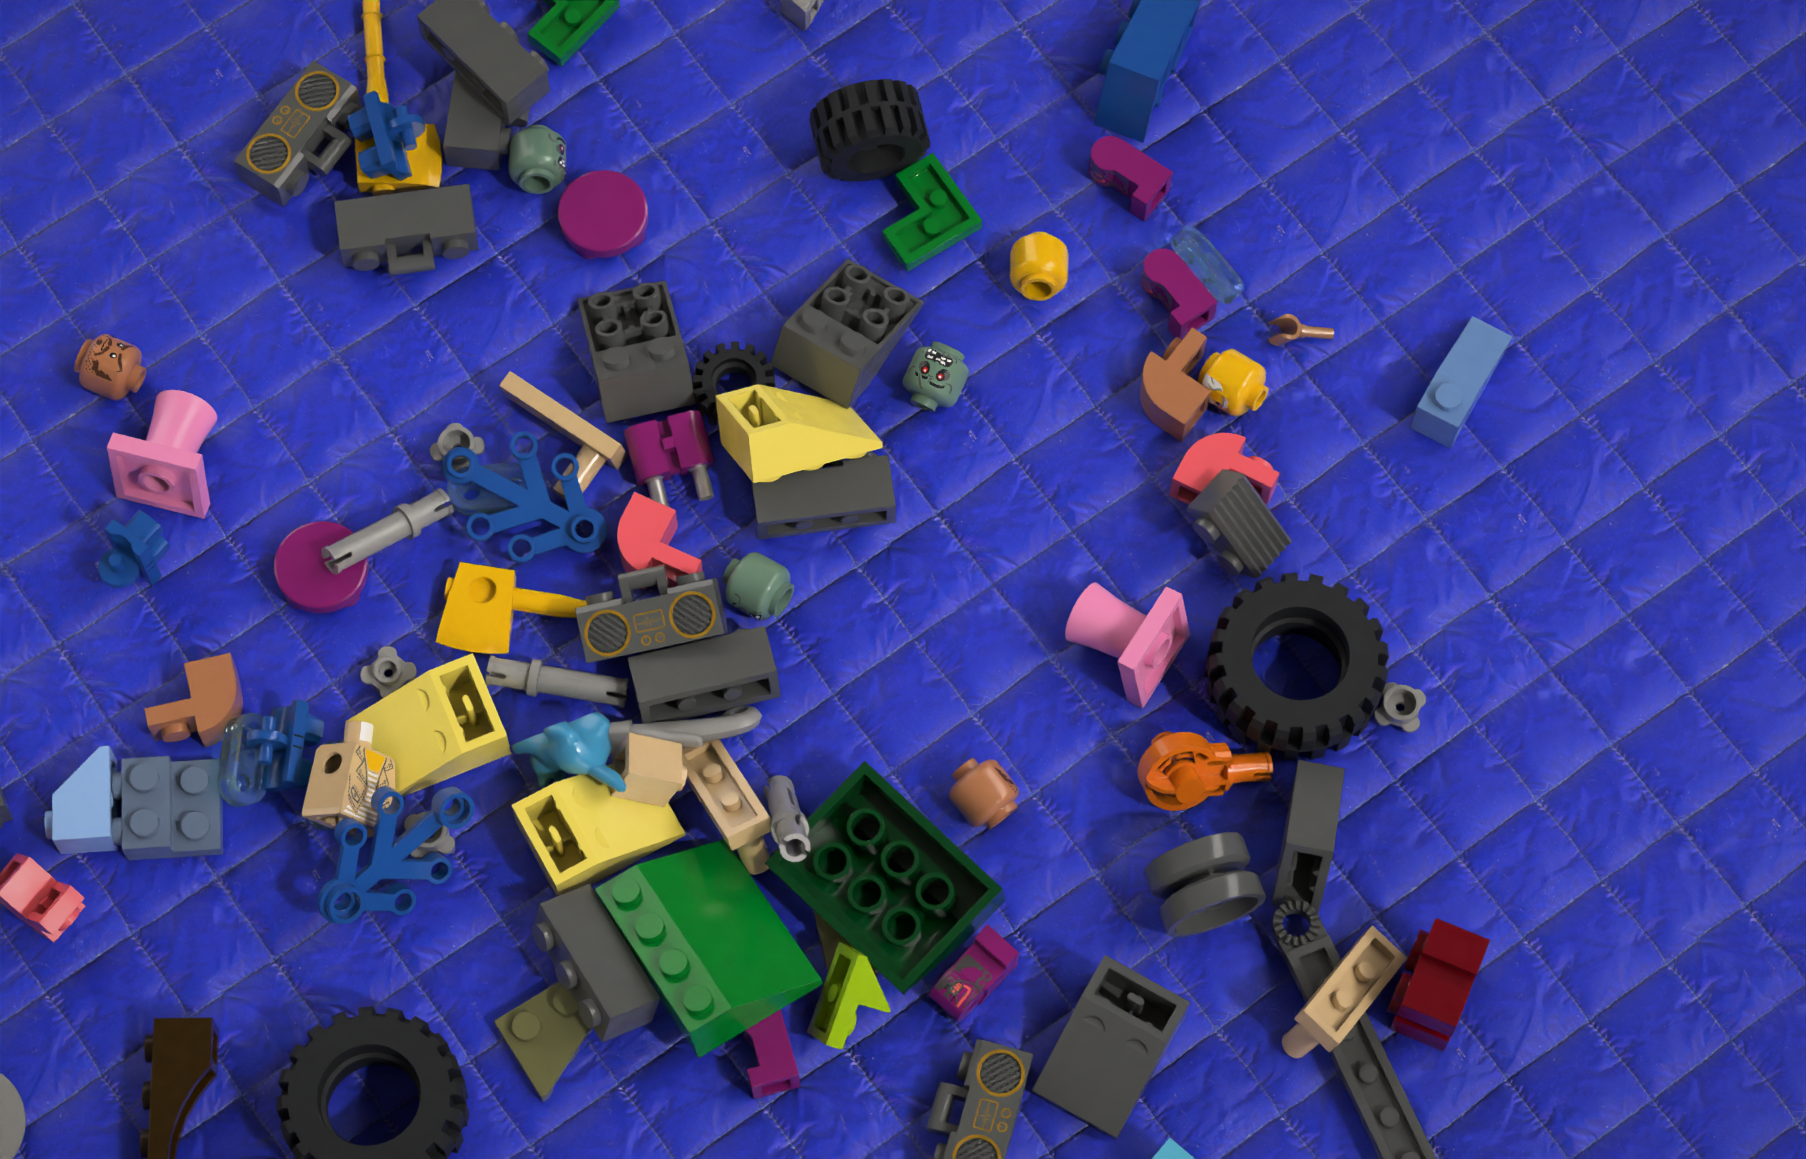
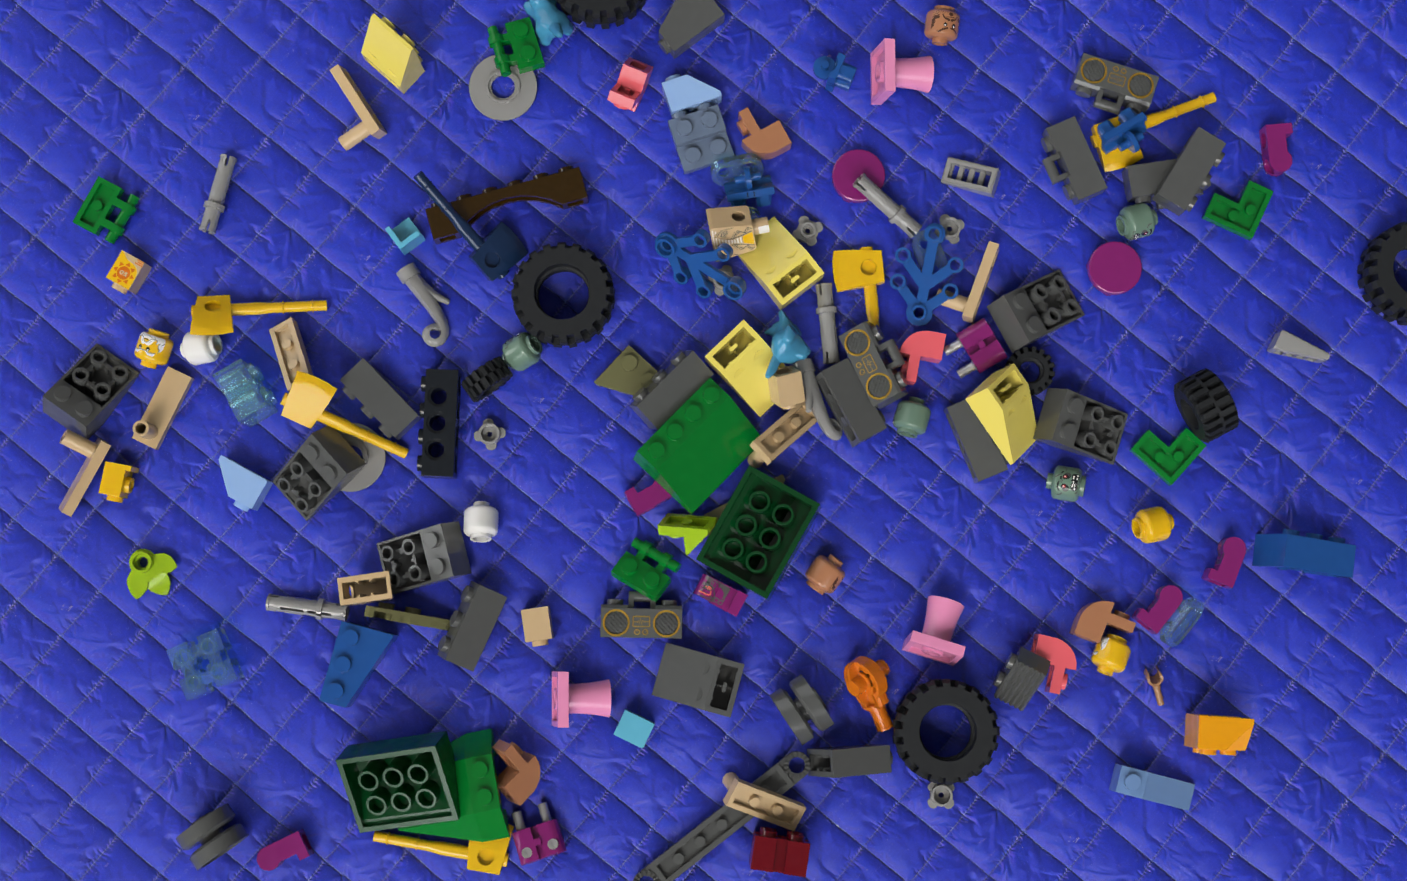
camera: 75 degrees right, 15 degrees up
(376, 369) = (978, 188): none -> light grey slope
(788, 824) = (771, 472): light grey pin -> none
(905, 1098) = (640, 575): none -> green plate
(1399, 256) = (1217, 732): none -> light orange slope

